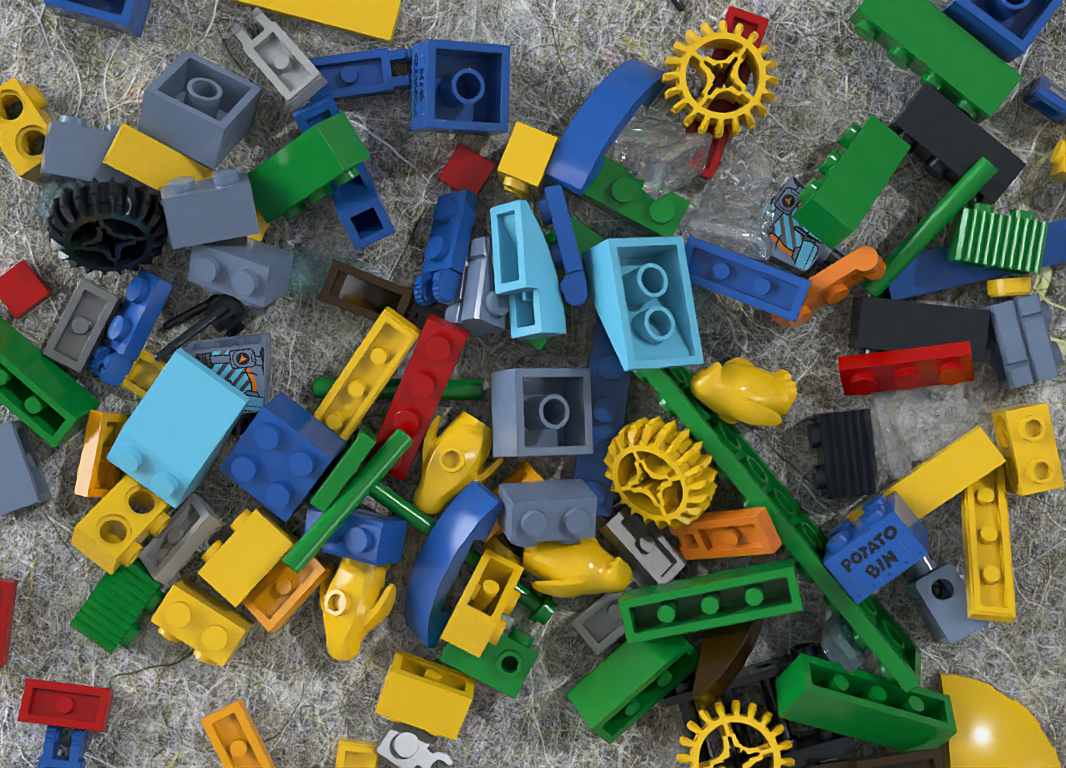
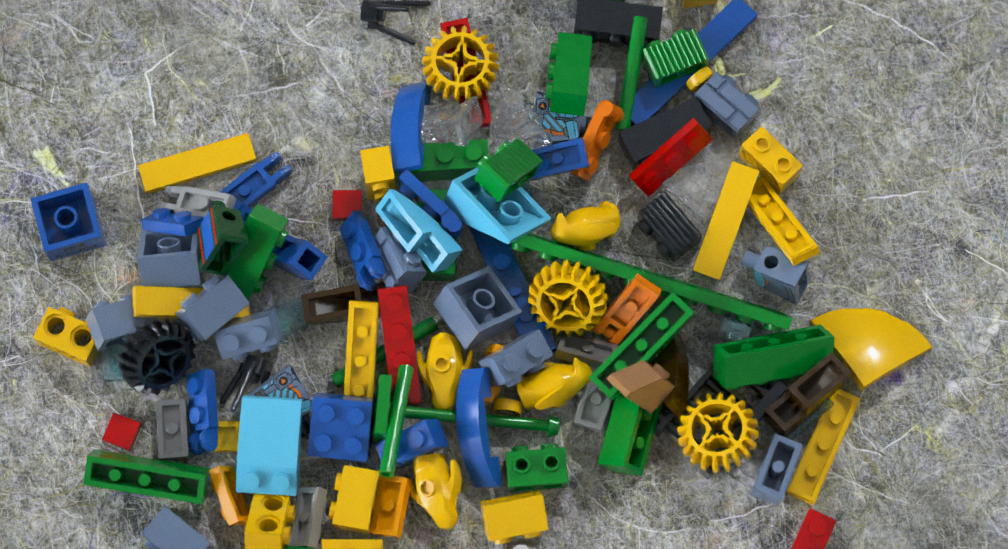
camera: 30 degrees left, 15 degrees down
(231, 64) = (171, 223): none -> blue plate
(268, 128) = (220, 239): none -> dark green torso
(460, 87) = (314, 157): blue brick -> none
(482, 604) = (513, 432): yellow brick -> none
(678, 657) = (643, 384): none -> medium nougat slope
(689, 266) = (507, 169): none -> green brick
(875, 546) = (716, 261): blue brick -> none

